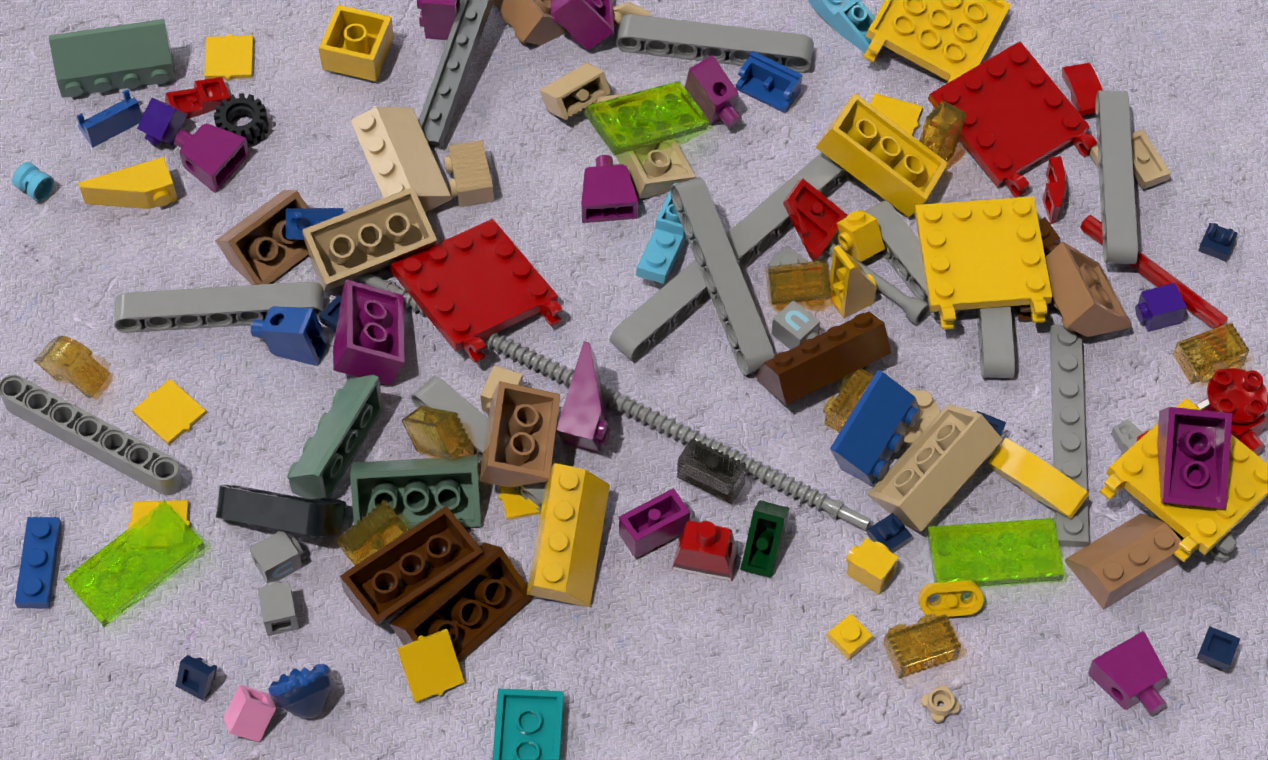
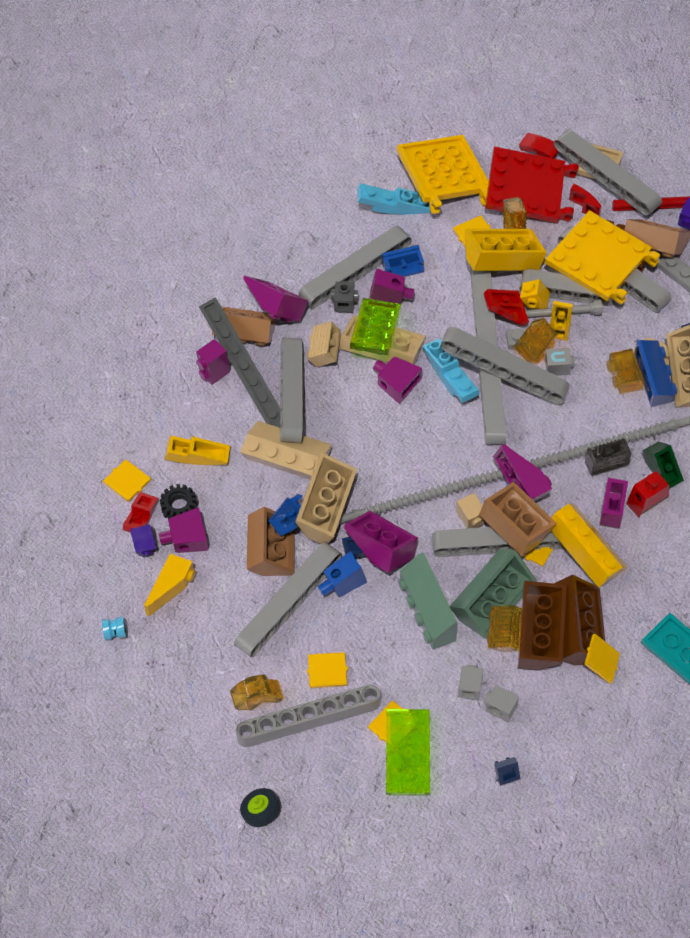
camera: 45 degrees left, 0 degrees up
(38, 562) = (361, 798): blue plate -> none
(110, 121) = (110, 563): blue hinge -> none
(112, 58) = (77, 532): sand green slope -> none
(249, 713) = (551, 761): bright pink panel -> none
(281, 511) = (447, 660): black beam -> none
(304, 691) = (562, 726): dark blue hair -> none
(321, 85) = (196, 451): none -> yellow slope
(356, 43) = (189, 413): yellow brick -> none
(436, 432) = (472, 554): clear yellow brick -> none
(470, 173) = (324, 426): tan brick -> none
(476, 287) = (398, 475): red plate -> none
(478, 105) = (291, 390): none -> light grey beam
(625, 9) = (297, 284): tan arm -> none
(659, 62) = (344, 296): none -> dark grey brick
(825, 358) = (591, 362): reddish brown slope -> none
(1218, 241) = (675, 166): dark blue tile -> none

